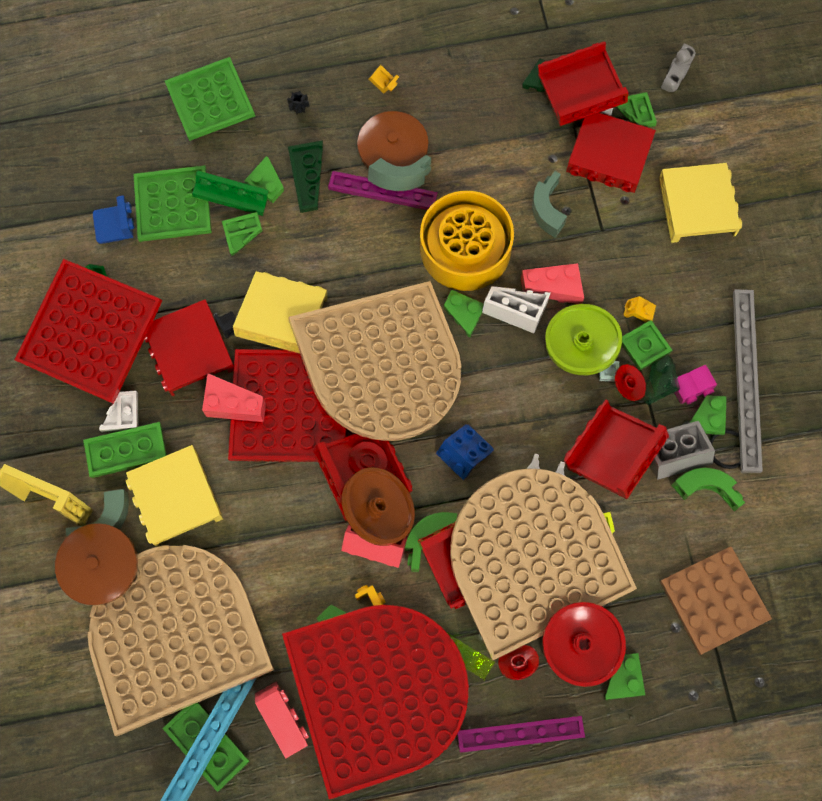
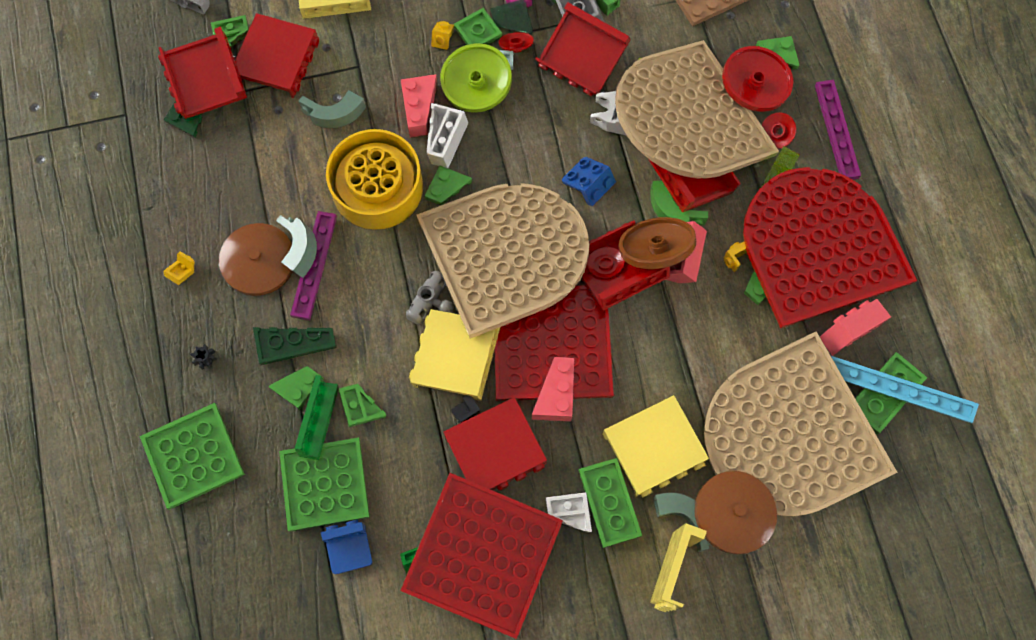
camera: 95 degrees left, 0 degrees up
(335, 283) = (432, 288): none -> light grey piece

